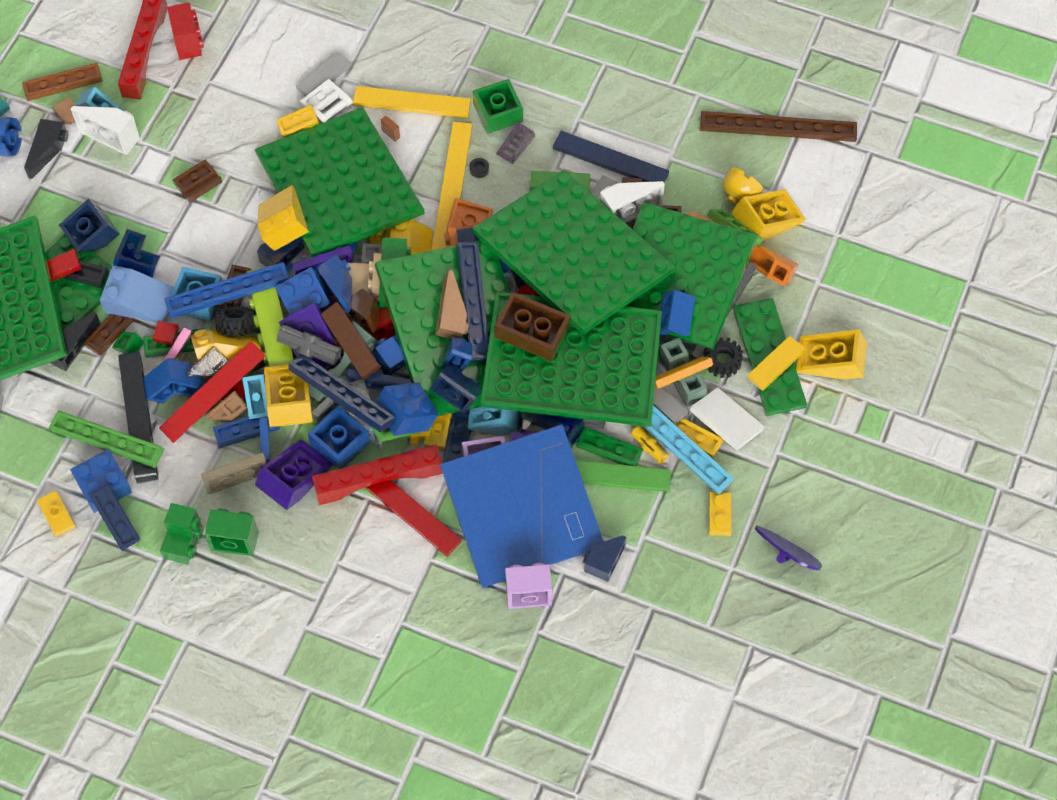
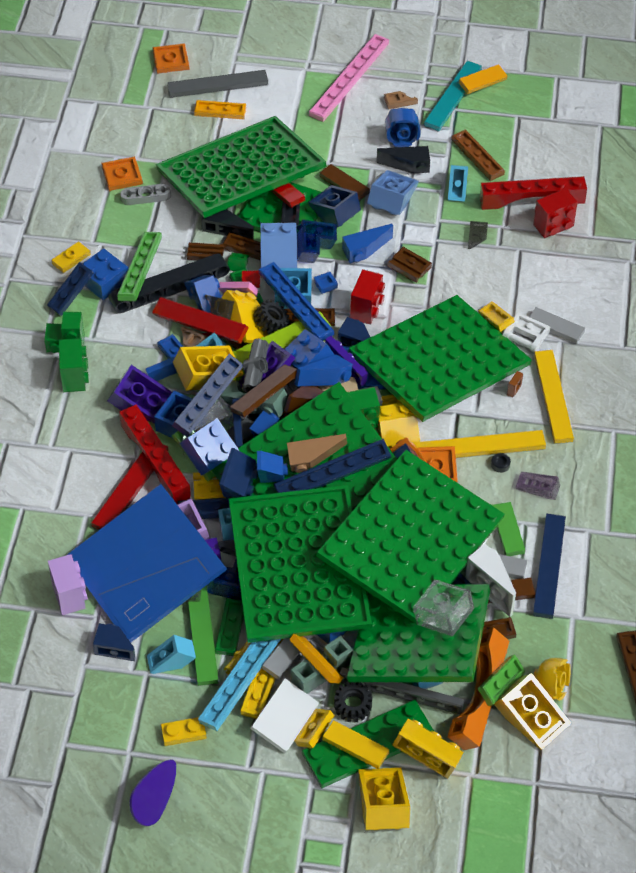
camera: 75 degrees right, 10 degrees down
(56, 211) = (340, 179): none -> reddish brown tile
(63, 111) = (444, 166): medium nougat tile -> none
(88, 170) = (392, 192): none -> medium blue slope
(107, 126) = (436, 192): white slope -> none
(107, 358) = (204, 248): none -> reddish brown tile
(154, 216) = (365, 243): none -> blue slope
(174, 111) = (477, 233): none -> clear smoke tile
(194, 261) = (325, 282): none -> blue plate
(233, 473) = (124, 349): dark tan tile -> none
(235, 226) = (367, 296): none -> red brick
(281, 219) = (377, 320): yellow slope -> none
(498, 106) = (569, 457): green brick -> none
(532, 326) = (311, 513): reddish brown brick -> none
(634, 507) = (171, 655): none -> medium azure slope
(674, 238) = (443, 607): none -> clear brick
(676, 313) = (371, 637): blue panel -> none
(746, 396) = (314, 728): none -> yellow plate
(796, 302) = (428, 748): none -> yellow slope

